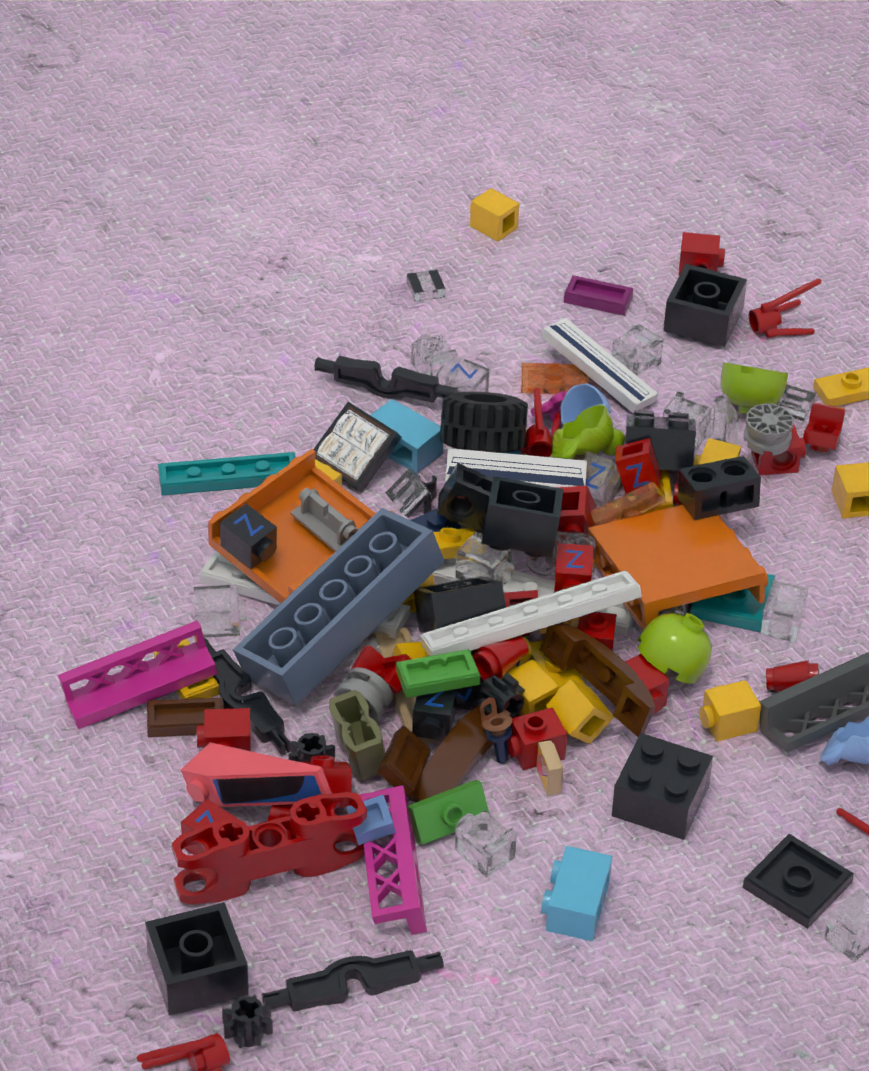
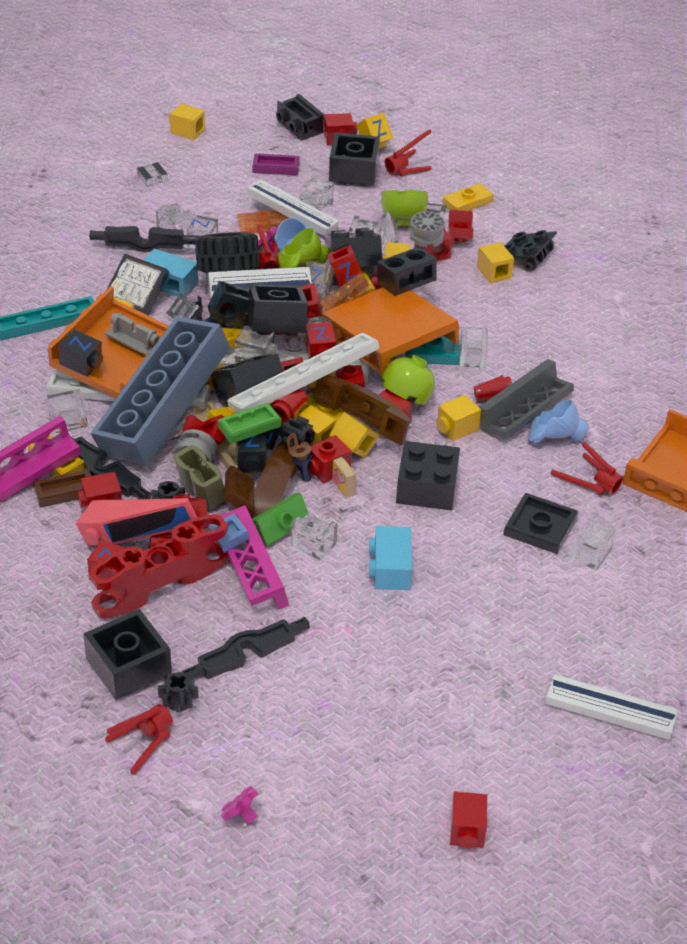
camera: 15 degrees left, 0 degrees up
(651, 230) = (300, 117): none -> black hinge
(750, 264) = (376, 126): none -> yellow brick

